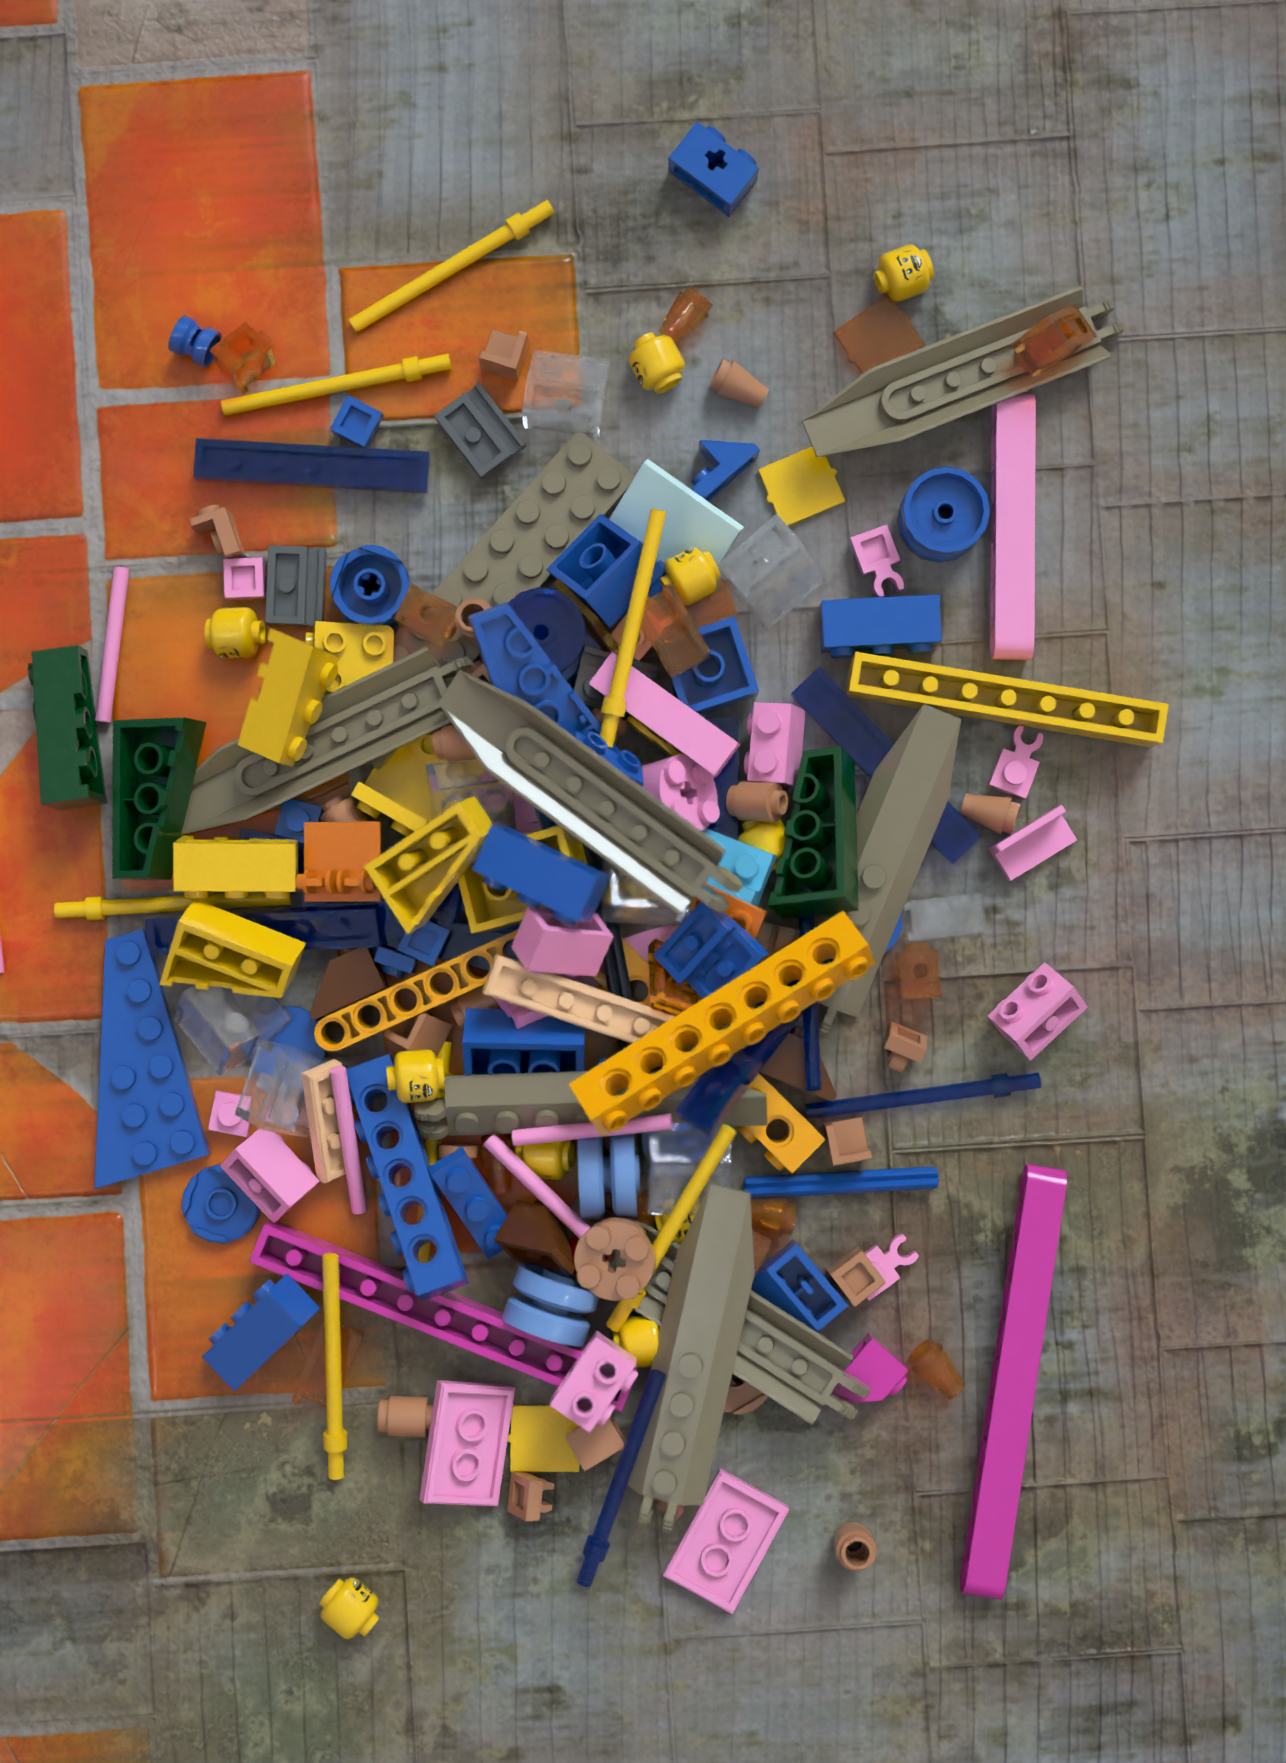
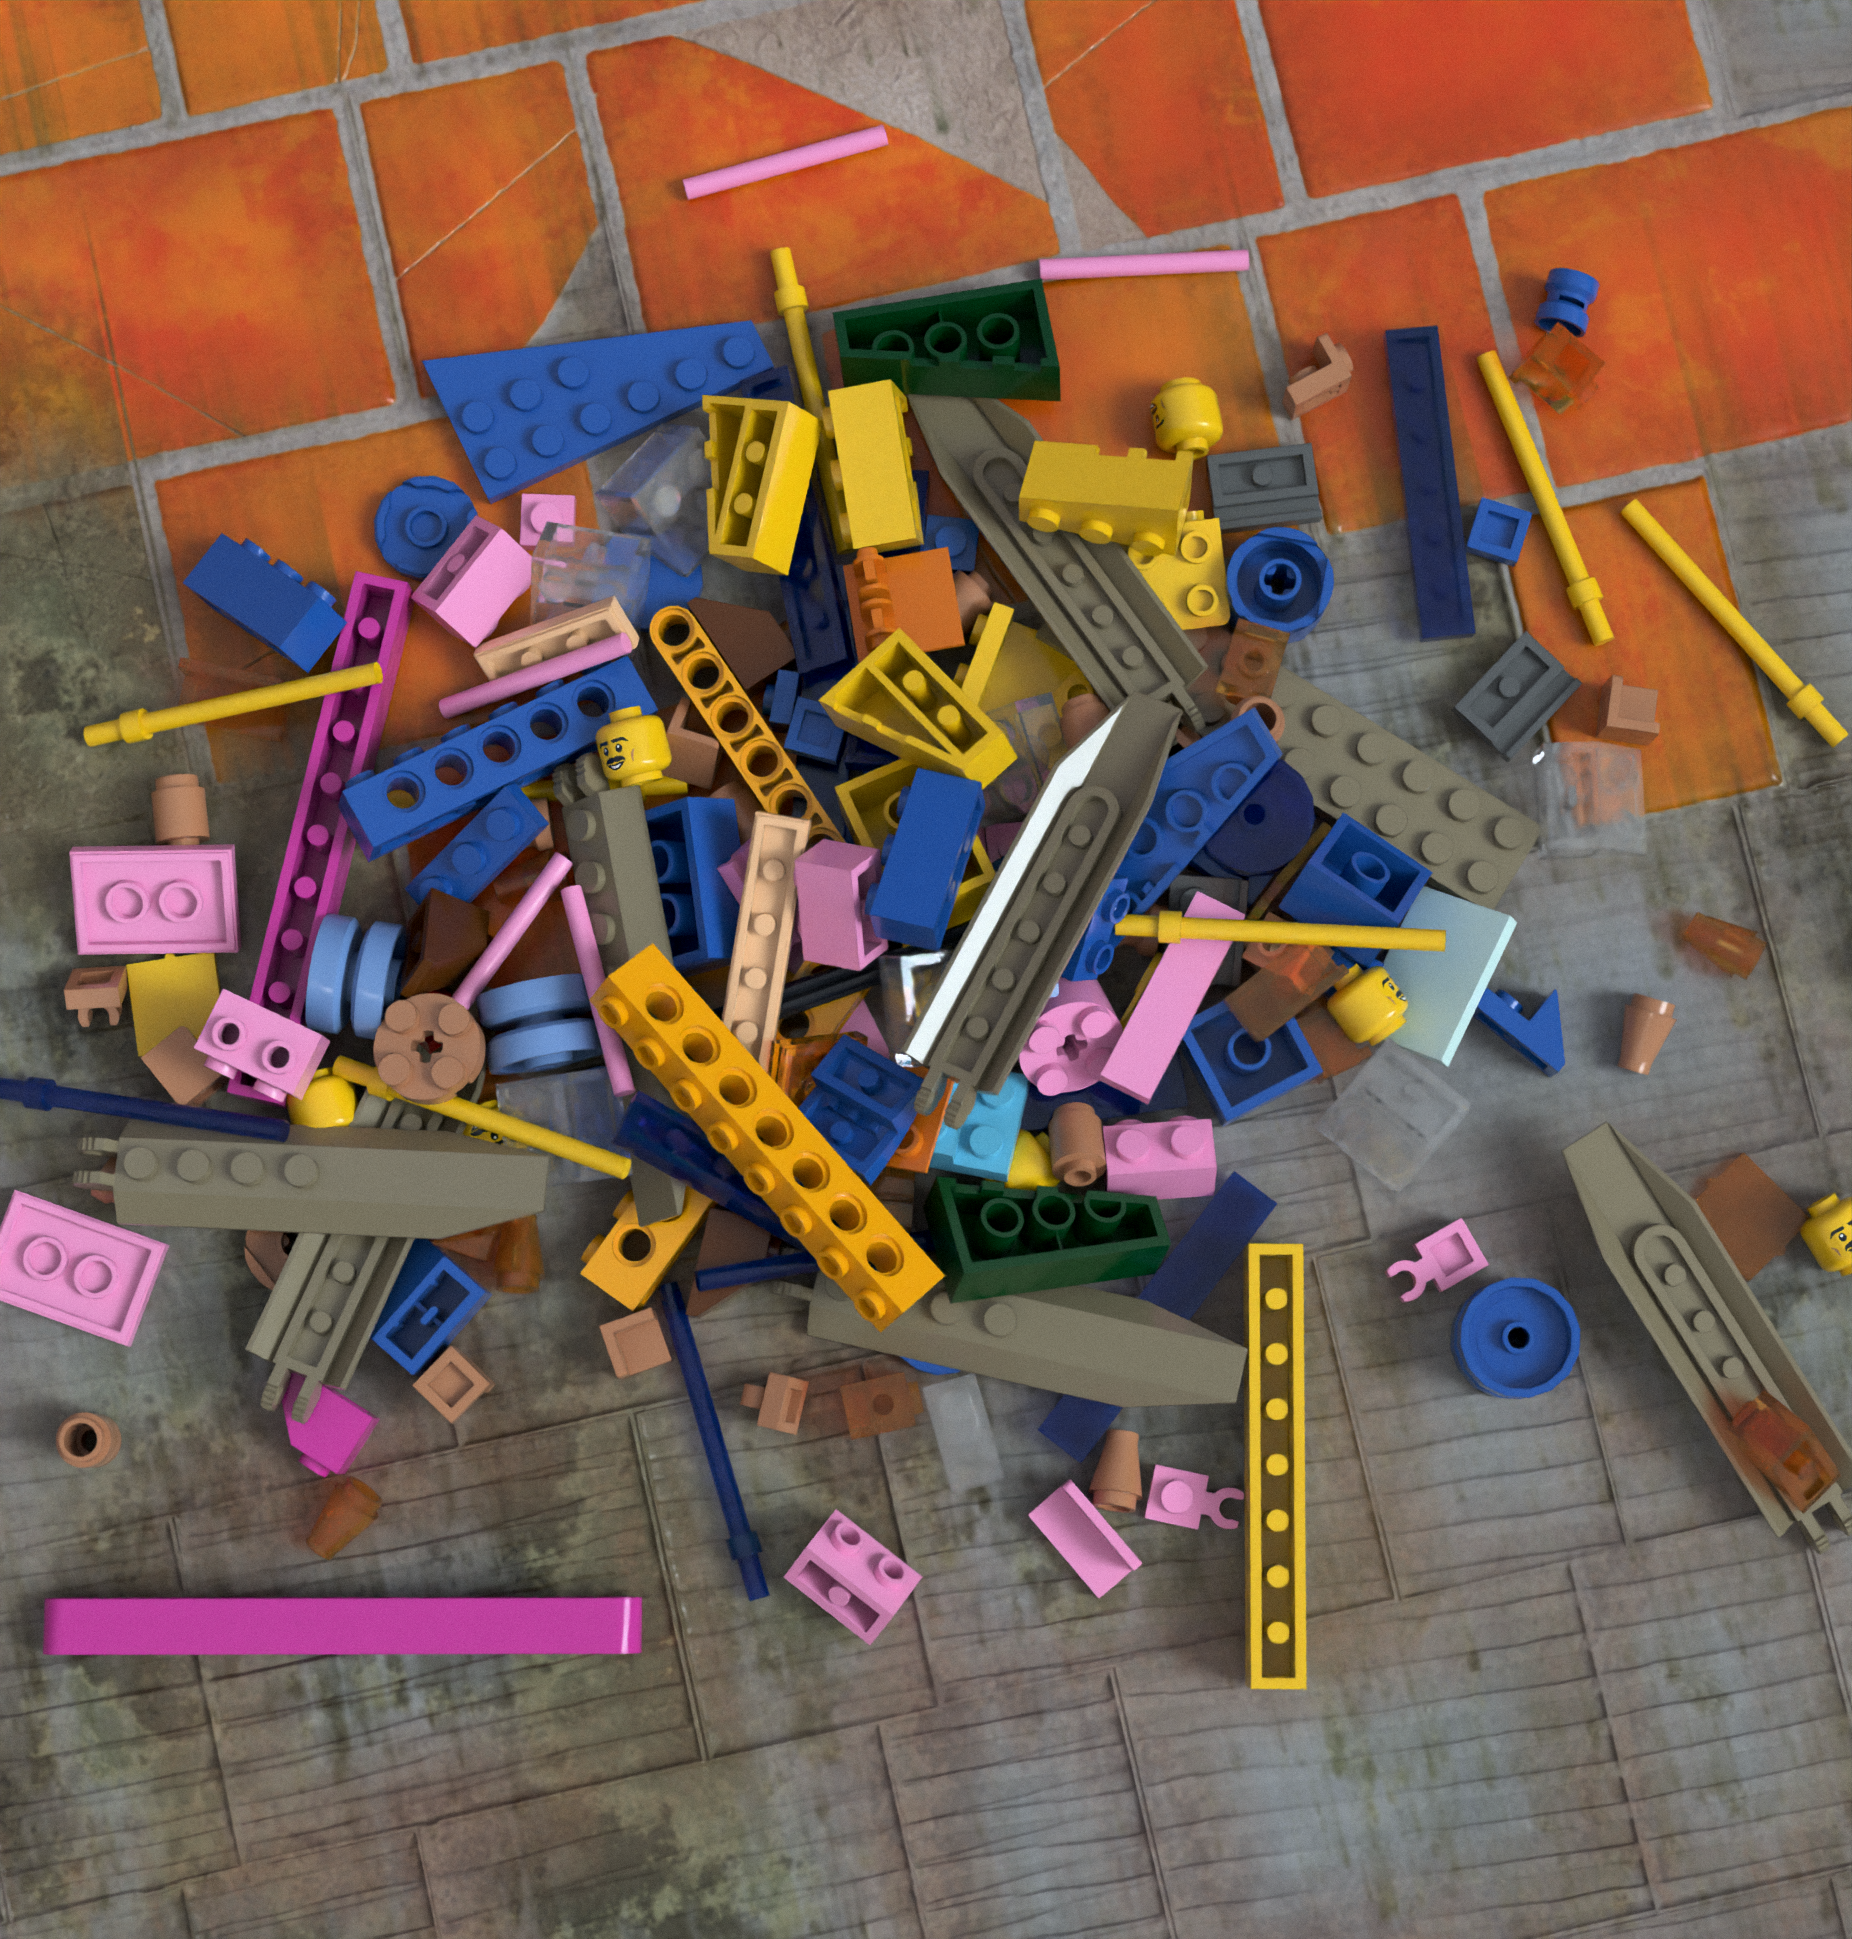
camera: 80 degrees right, 5 degrees down
(66, 729) = (1019, 222): dark green wedge -> none
(244, 579) = (1261, 420): bright pink plate -> none
(548, 1159) = (549, 943): yellow head -> none
(656, 363) = (1652, 916): yellow head -> none
(801, 486) = (1520, 1142): yellow piece -> none
(841, 1182) = (578, 1347): blue axle -> none
(880, 625) = (1347, 1277): blue brick -> none
(889, 1260) = (476, 1425): bright pink plate -> none
(1013, 528) = (1515, 1440): bright pink beam -> none

